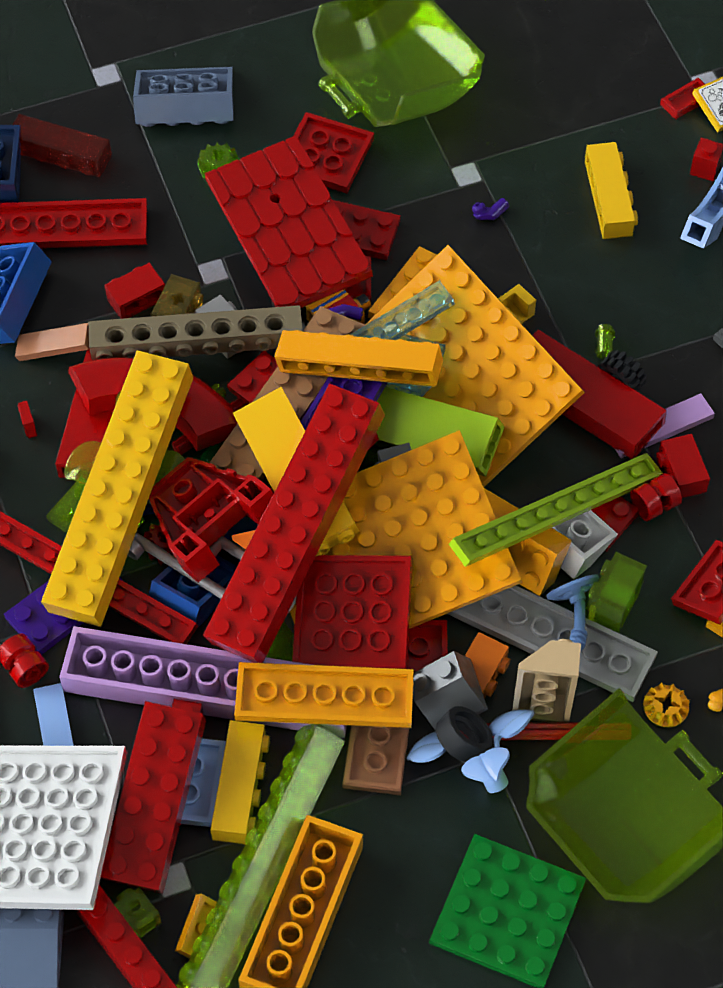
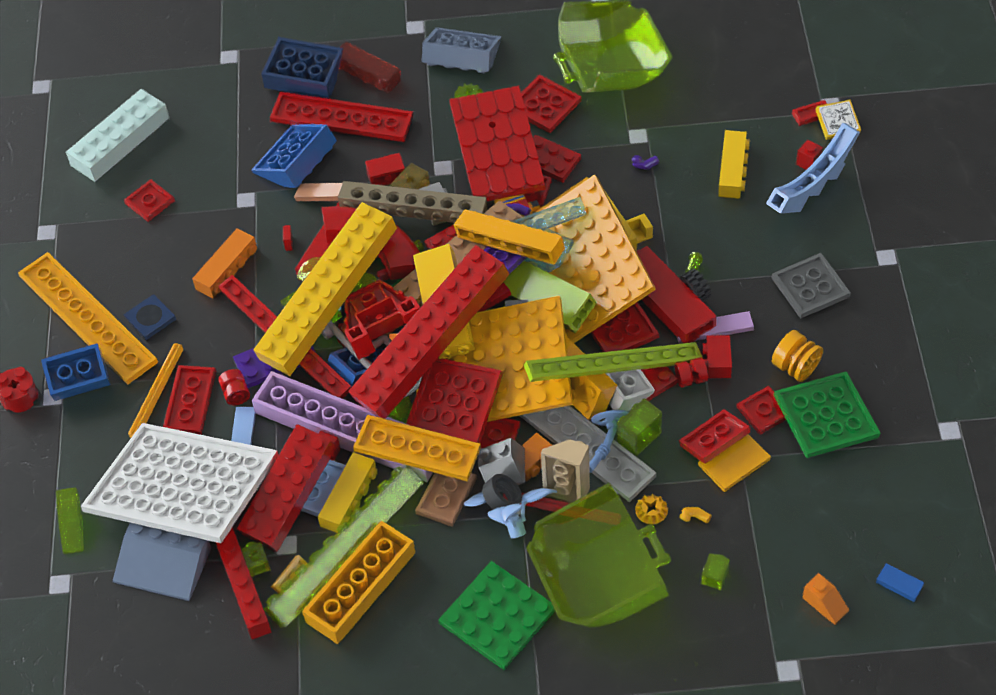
camera: 20 degrees right, 5 degrees down
(547, 461) = (625, 330): none -> red plate

